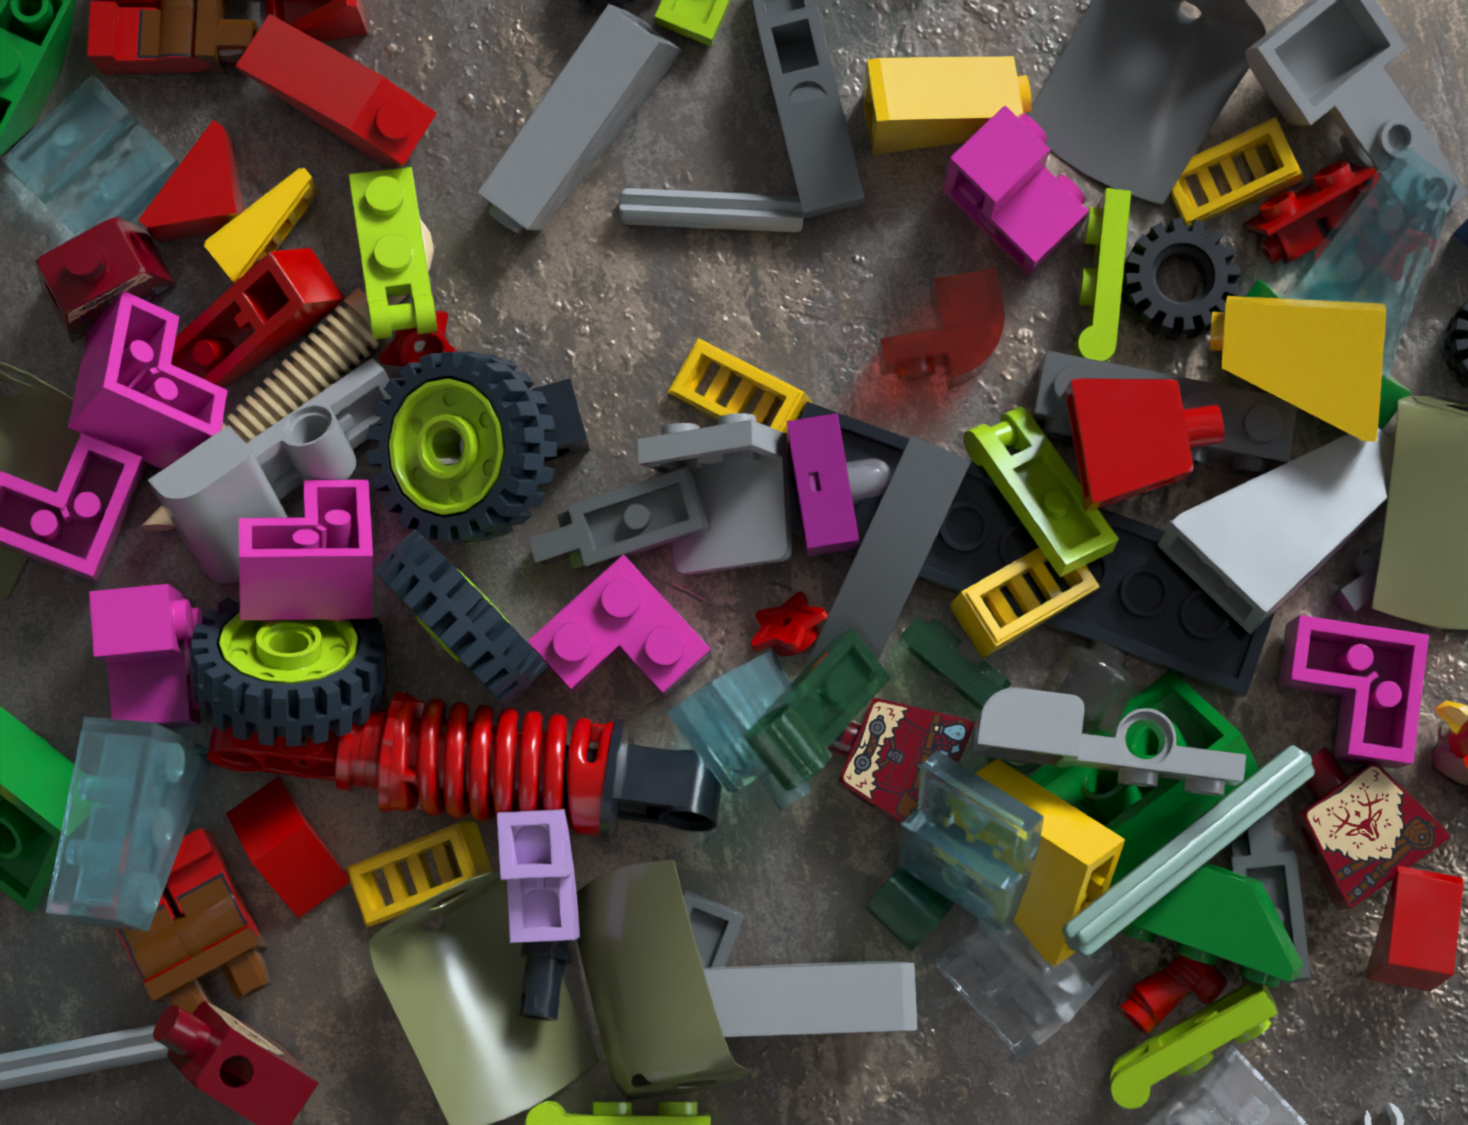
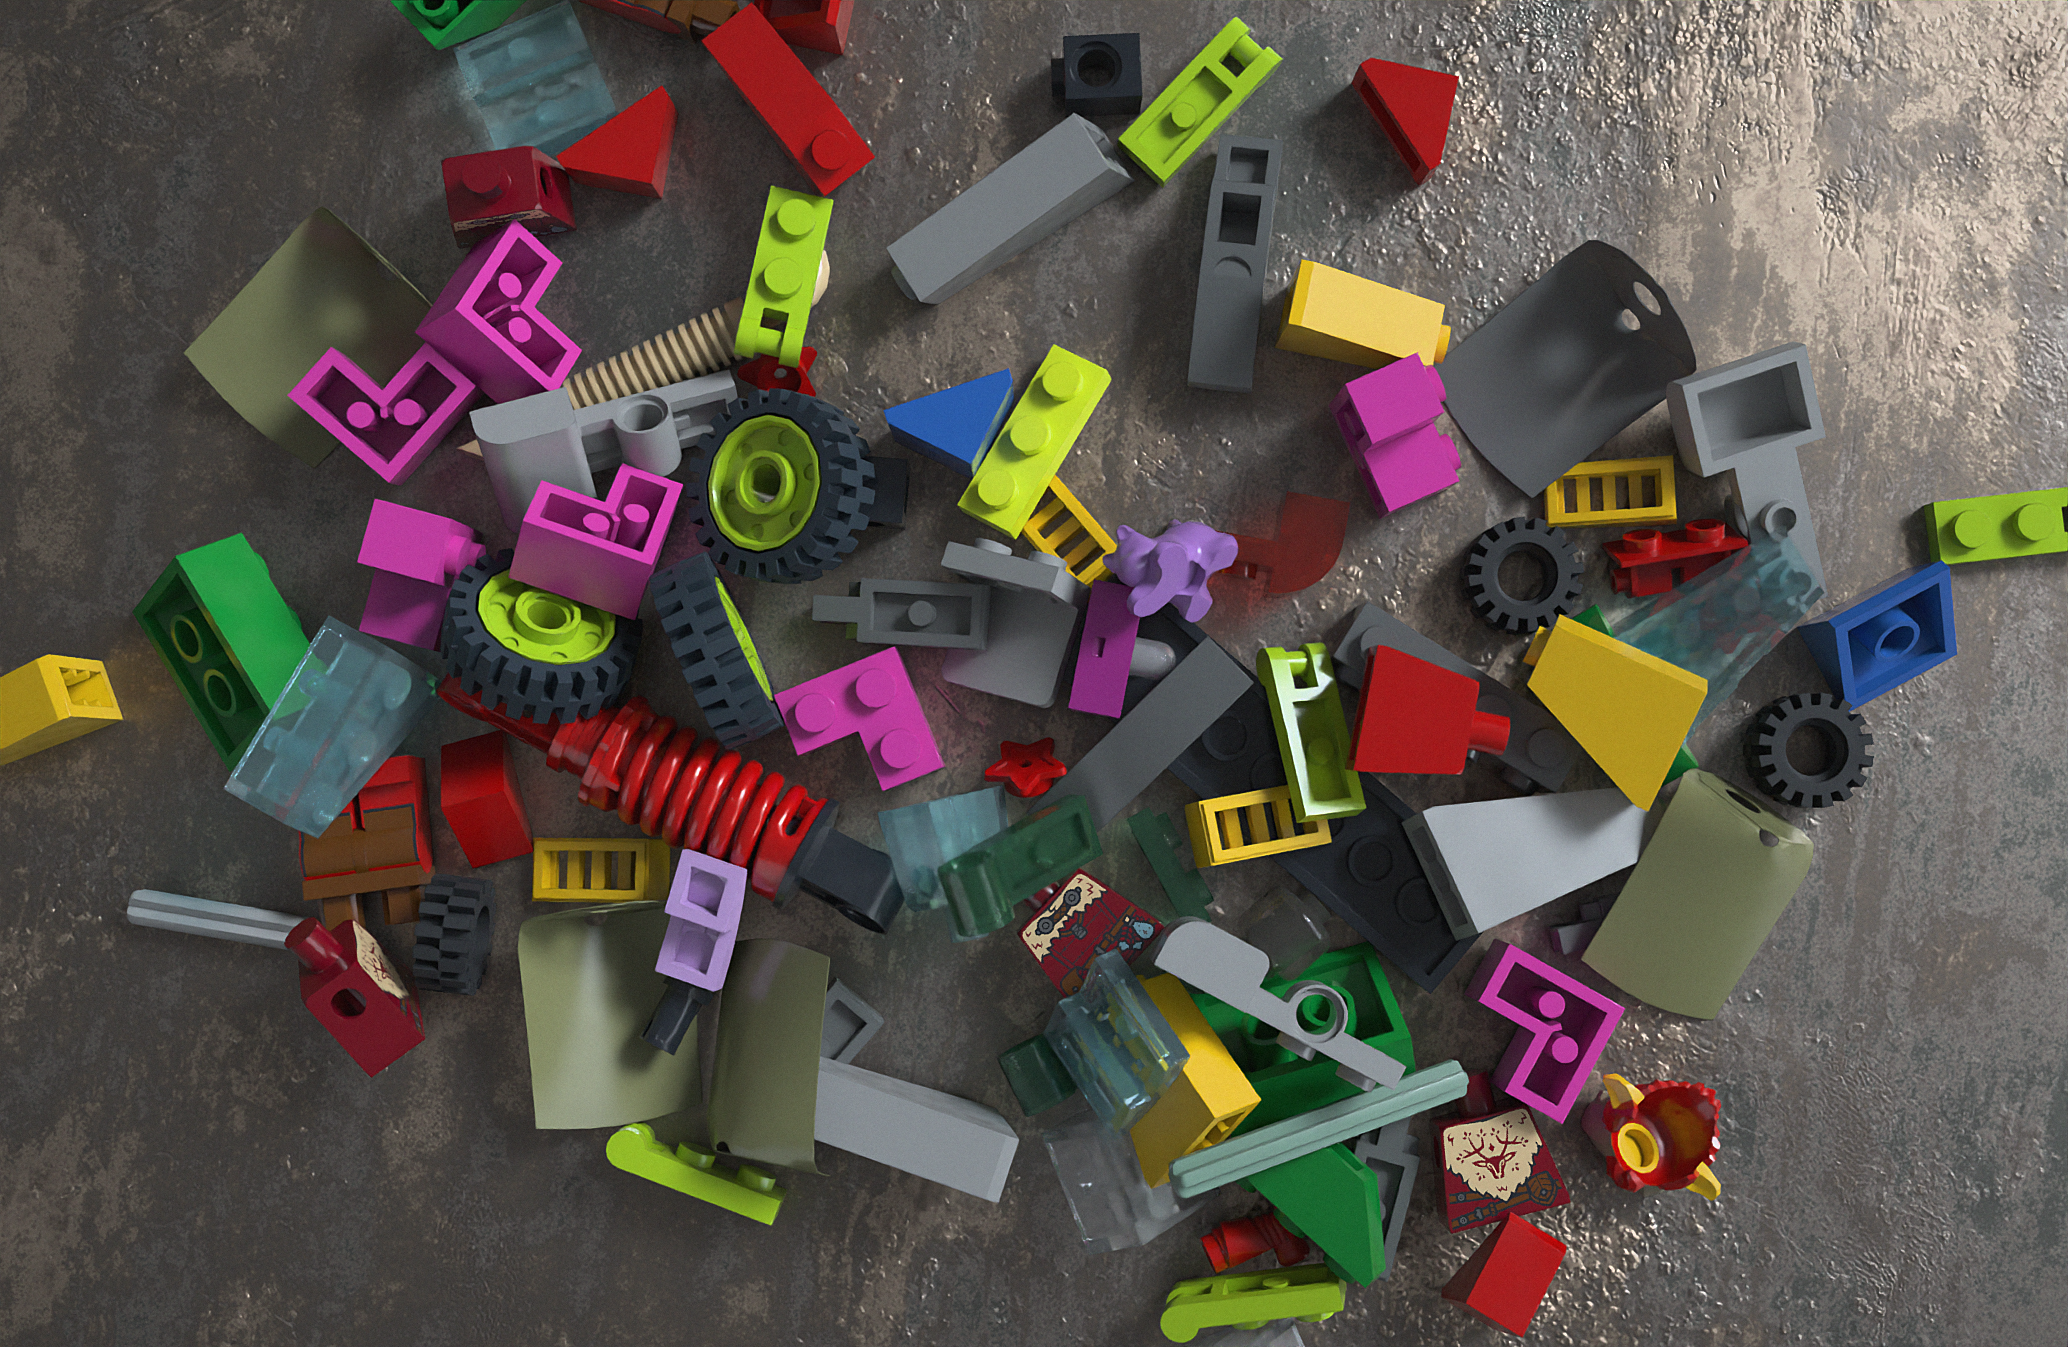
camera: 20 degrees right, 5 degrees up
(257, 317) = (635, 290): red slope -> none
(262, 225) = (664, 210): yellow slope -> none
(307, 981) = (454, 934): none -> black tyre
(601, 330) = (955, 423): none -> blue slope
(681, 321) = (1034, 441): none -> neon yellow plate
(711, 210) = (1102, 344): light grey axle -> none
(854, 383) = (1171, 567): none -> medium lavender animal
(1102, 284) = (1446, 553): lime plate -> none

